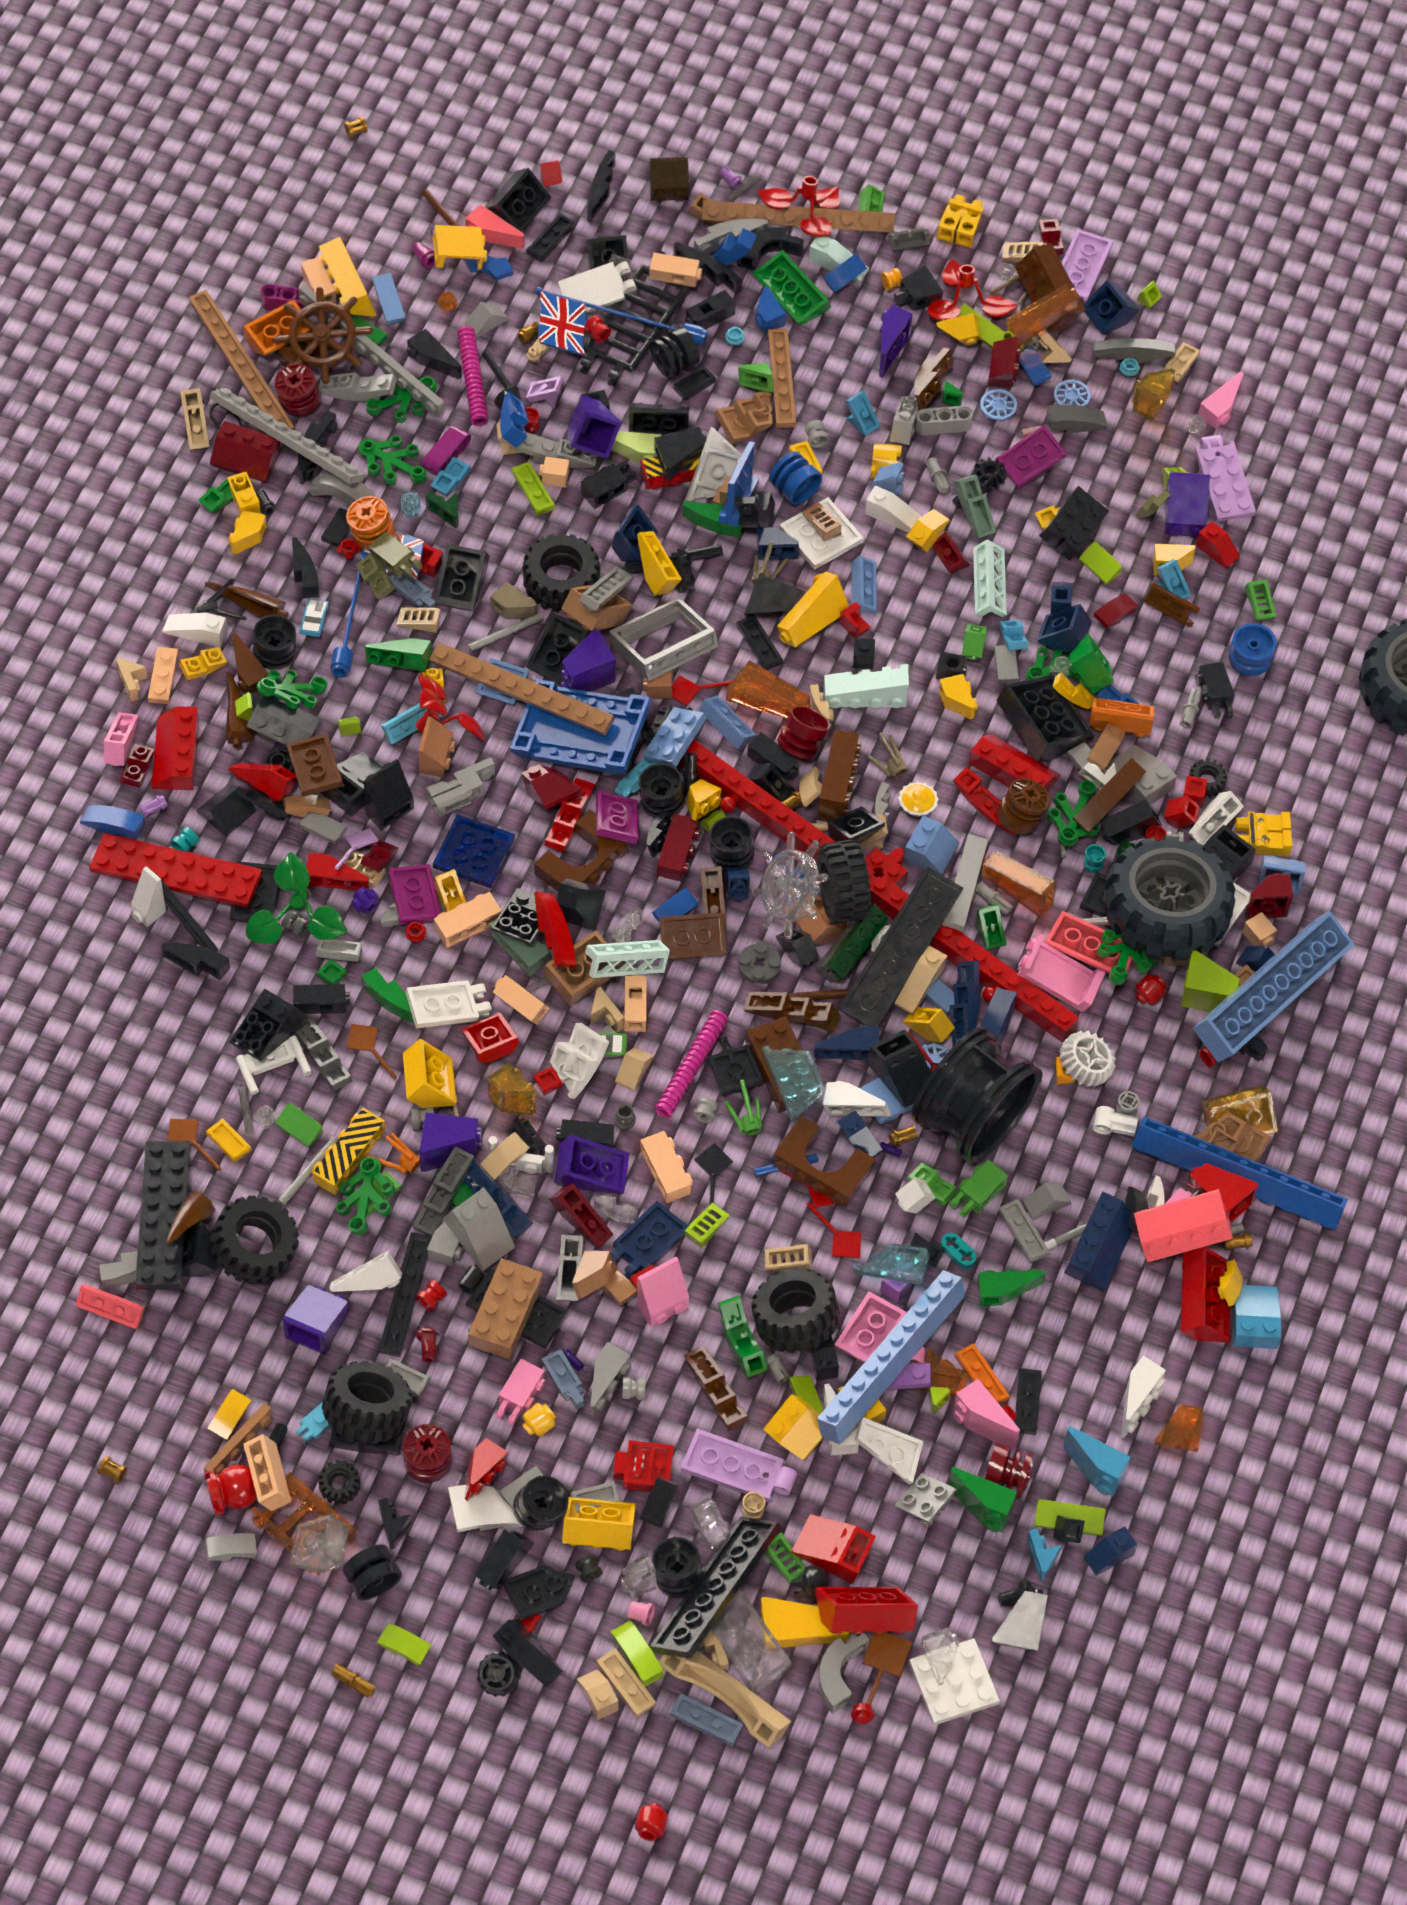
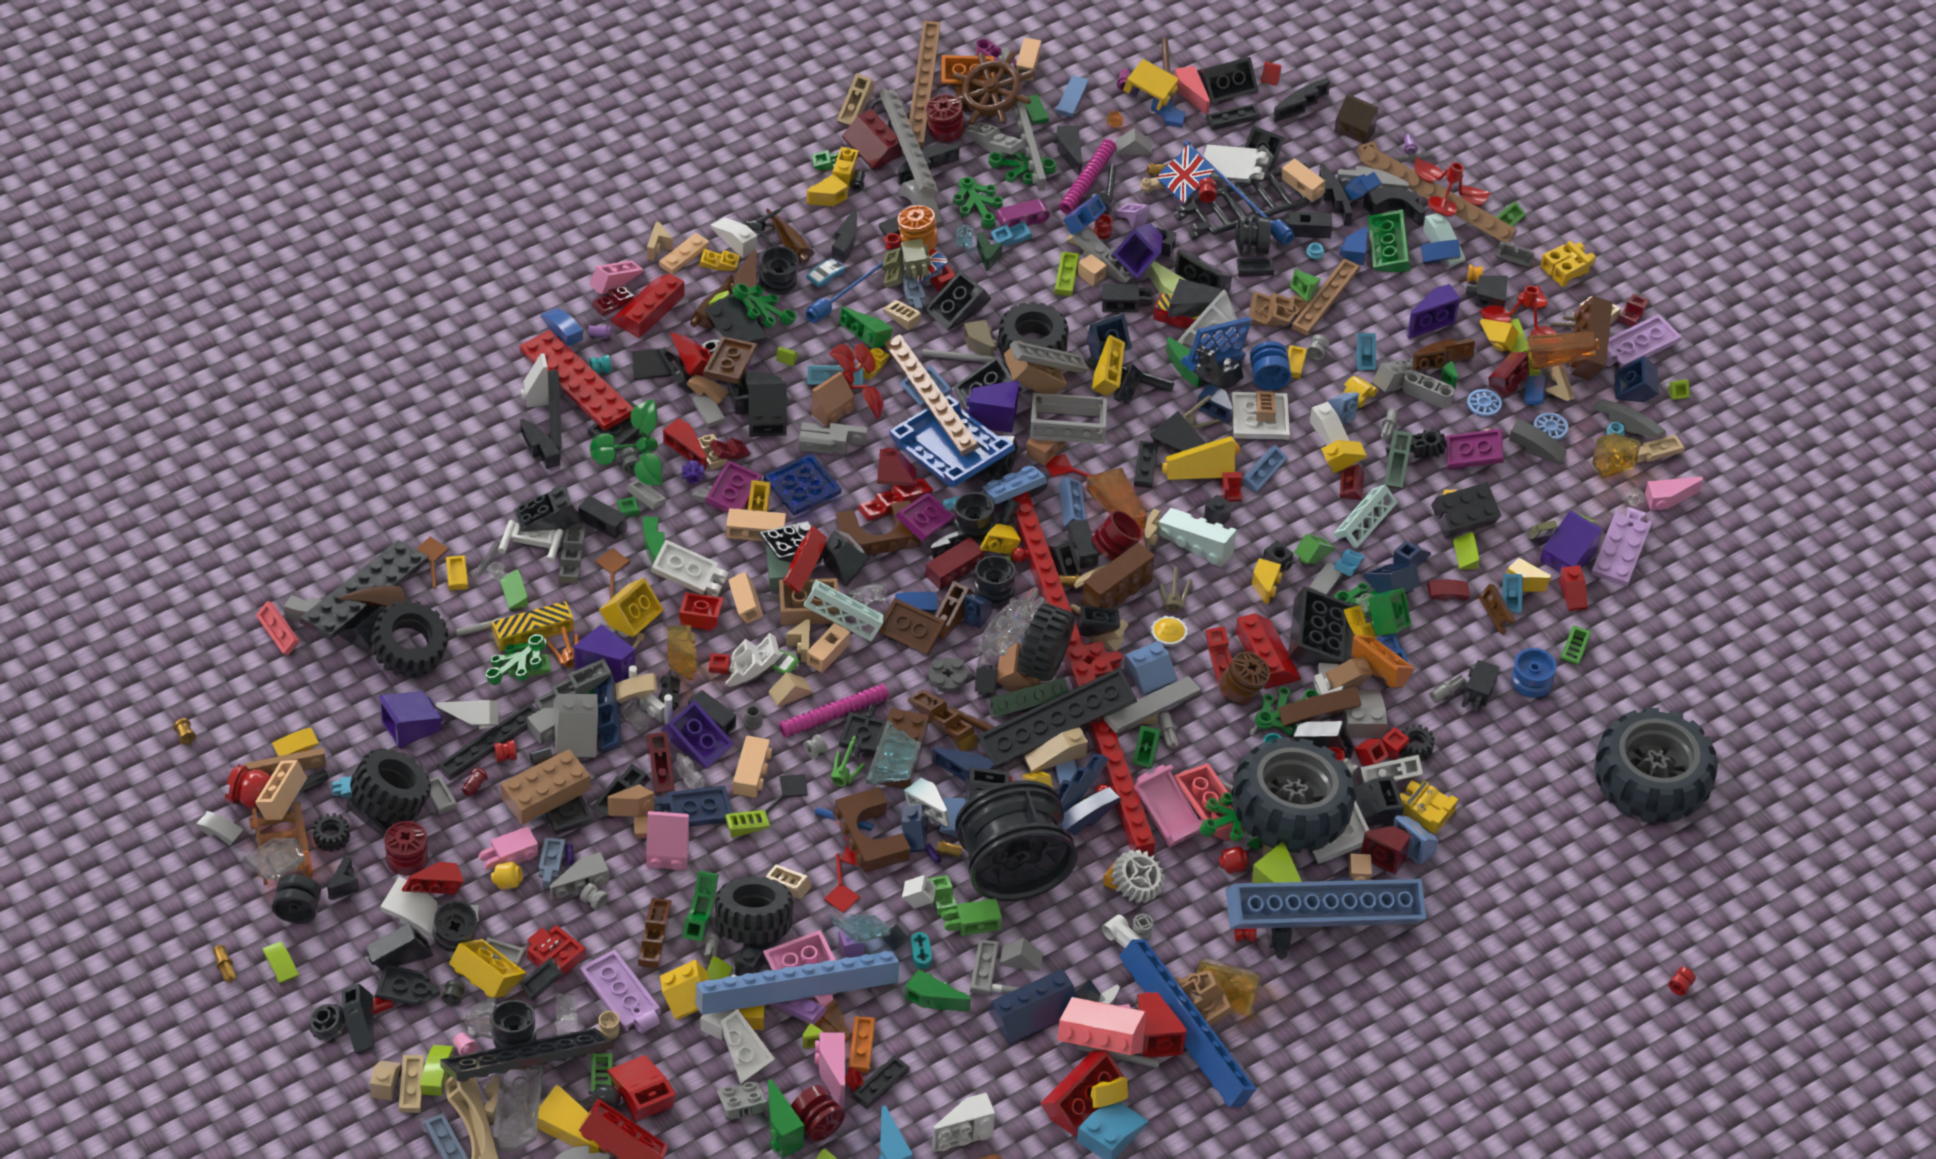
camera: 35 degrees right, 10 degrees down
(346, 277) = (1049, 64): yellow slope -> none
(357, 841) = (721, 431): lavender piece -> none
(415, 927) = (712, 513): red plate -> none
(882, 799) = (1136, 618): light grey slope -> none
(1020, 882) = (1197, 730): clear orange slope -> none
(1239, 1241) = (1146, 1071): pearl gold pin -> none

